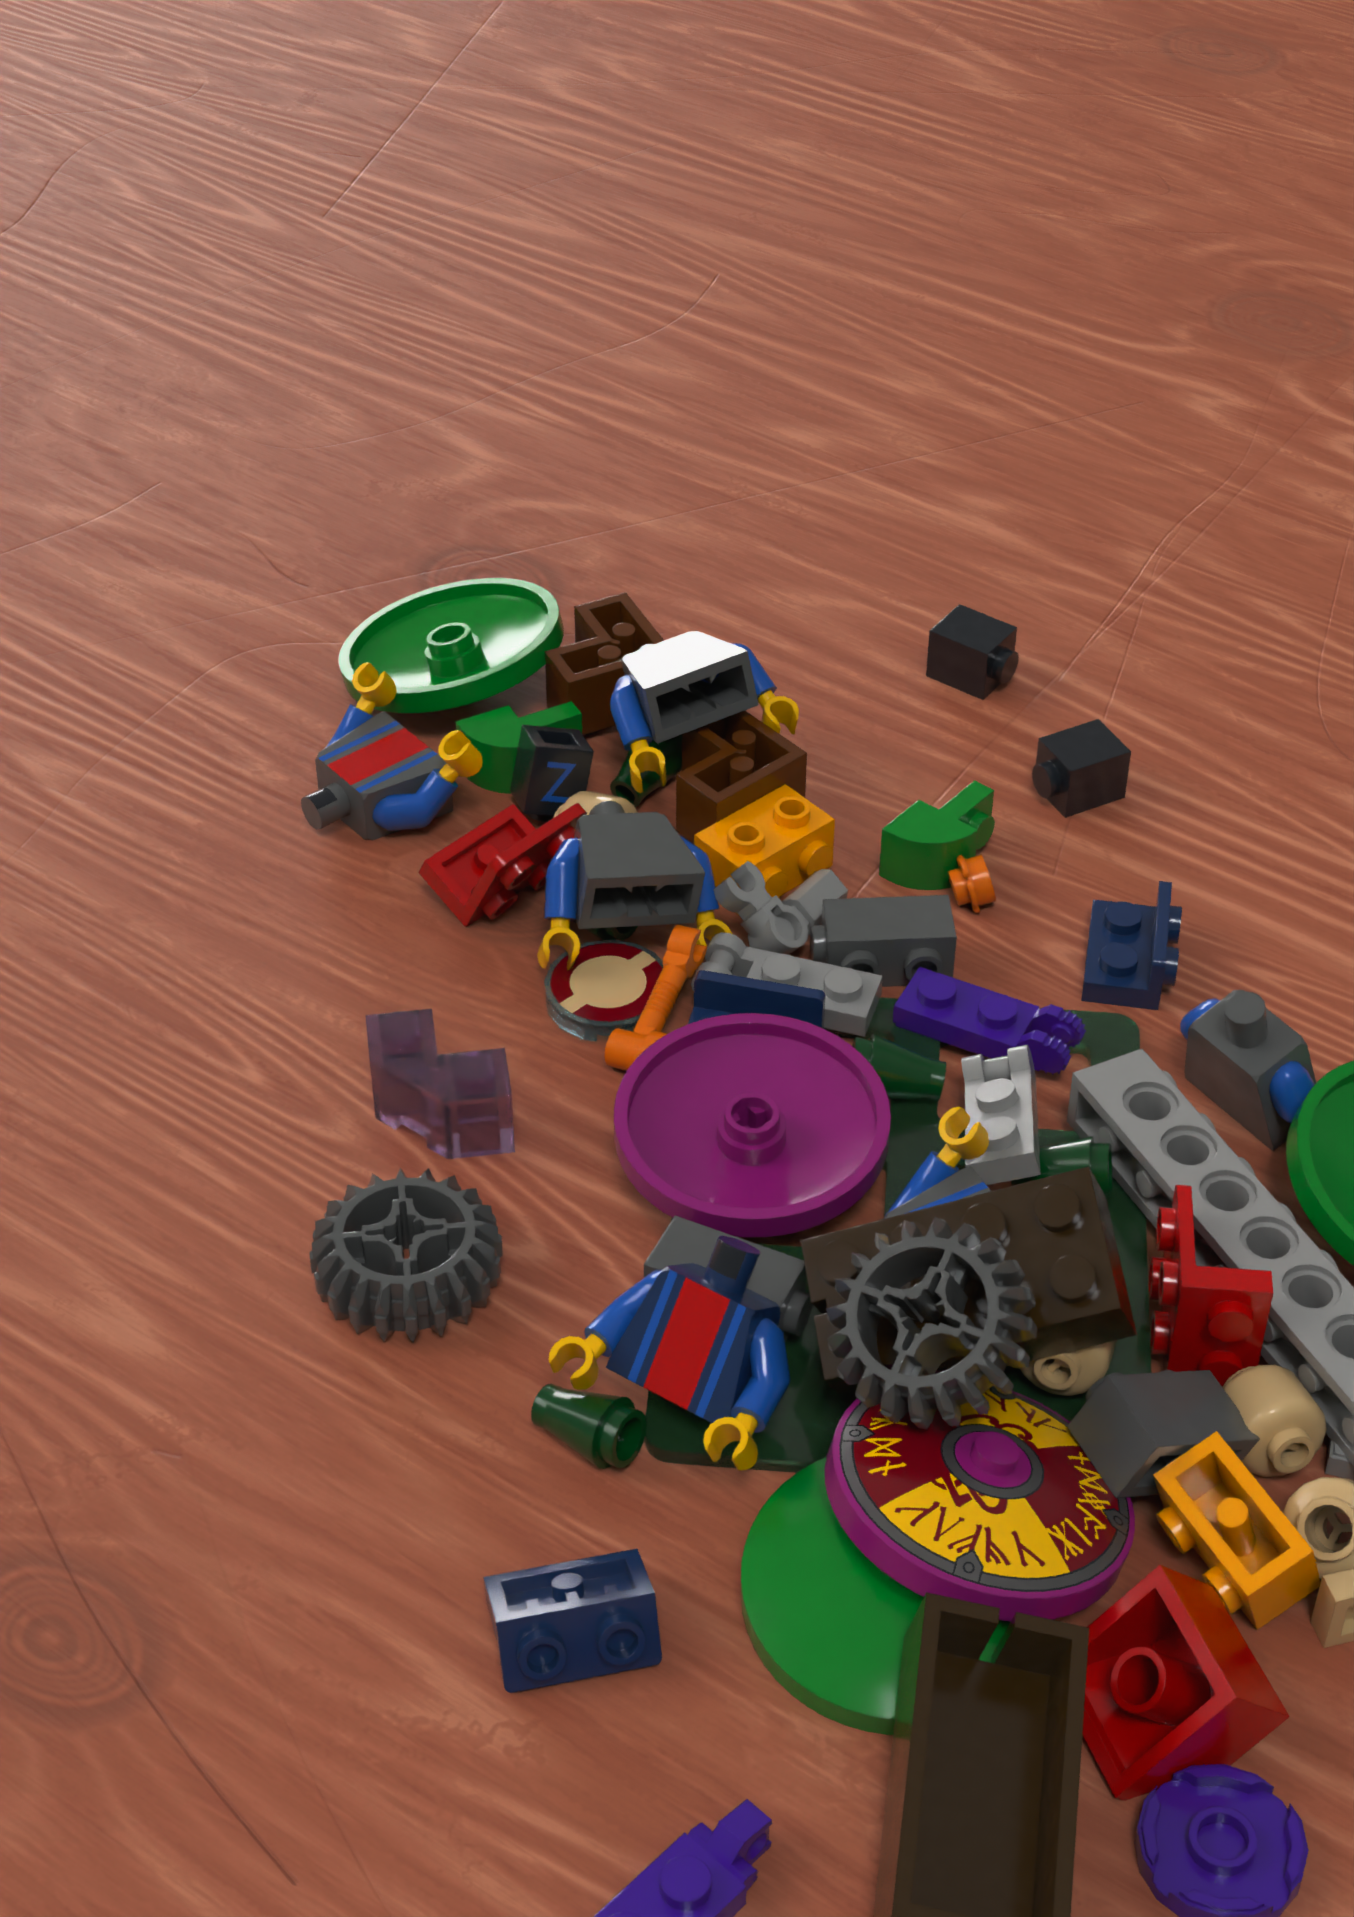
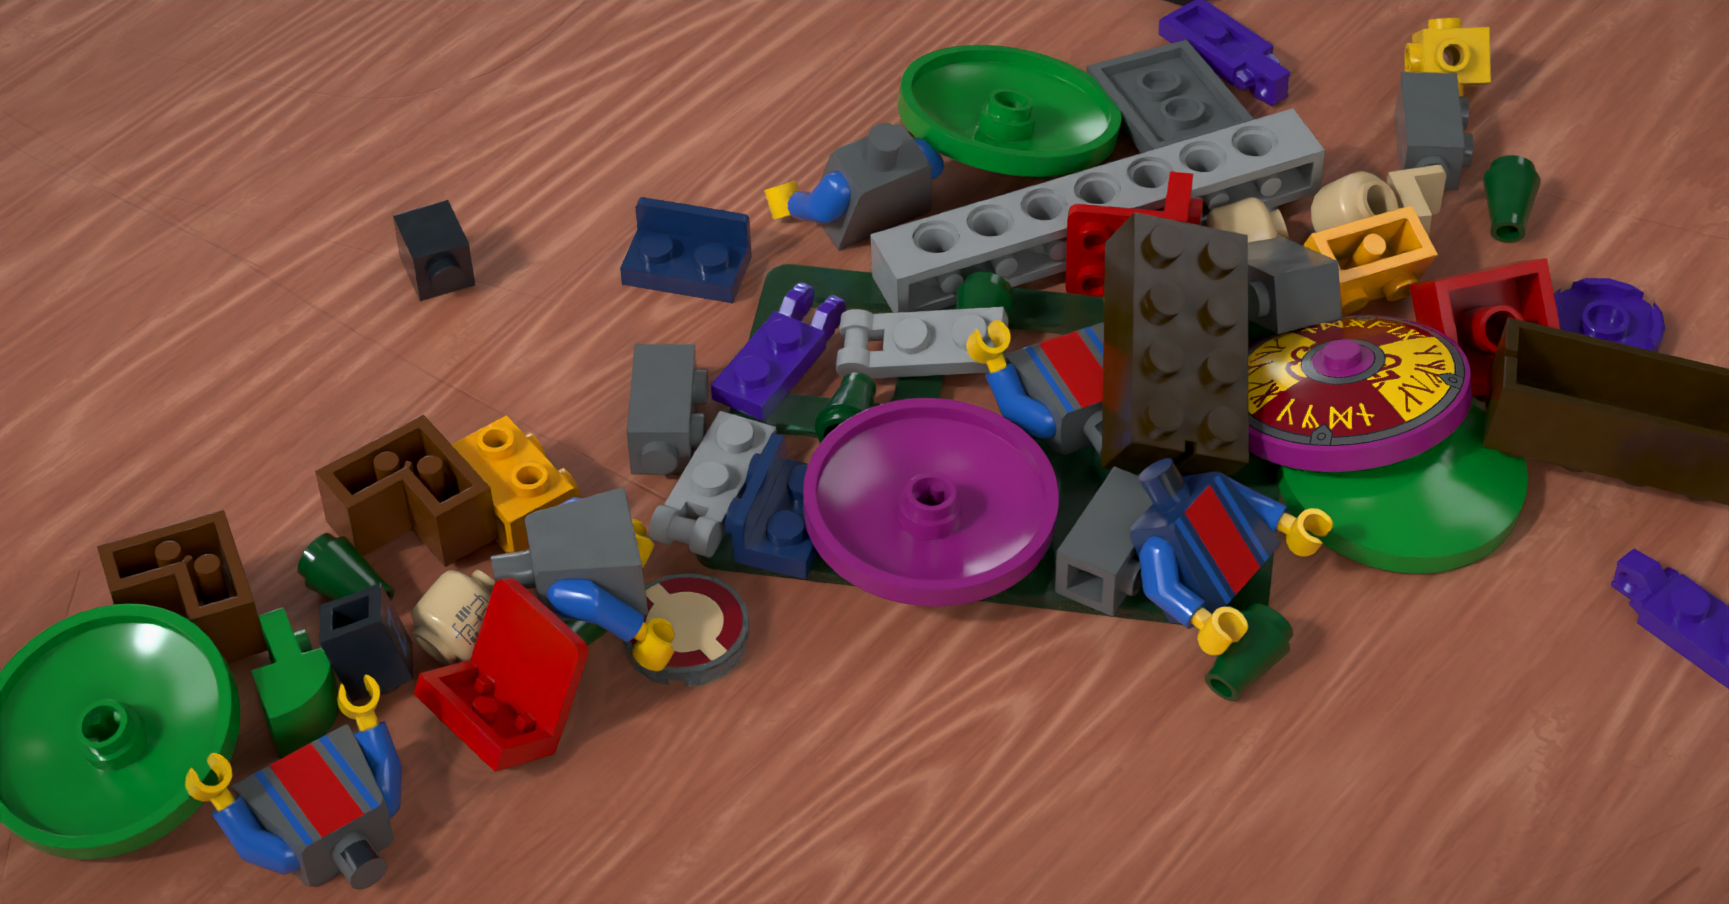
camera: 85 degrees left, 5 degrees up
(363, 1265) = (1088, 763): dark grey gear -> none
(449, 1098) = (823, 769): clear purple brick -> none
(574, 1620) = (1446, 666): dark blue bracket -> none
(679, 964) = (782, 600): orange brick -> none
(687, 686) = (318, 496): dark grey torso -> none
(772, 922) = (603, 469): light grey bar -> none
(926, 840) = (521, 359): green brick -> none
(948, 1265) = (1293, 363): dark grey gear -> none
(972, 652) = (226, 308): black brick -> none
(972, 882) = (580, 346): orange plate -> none

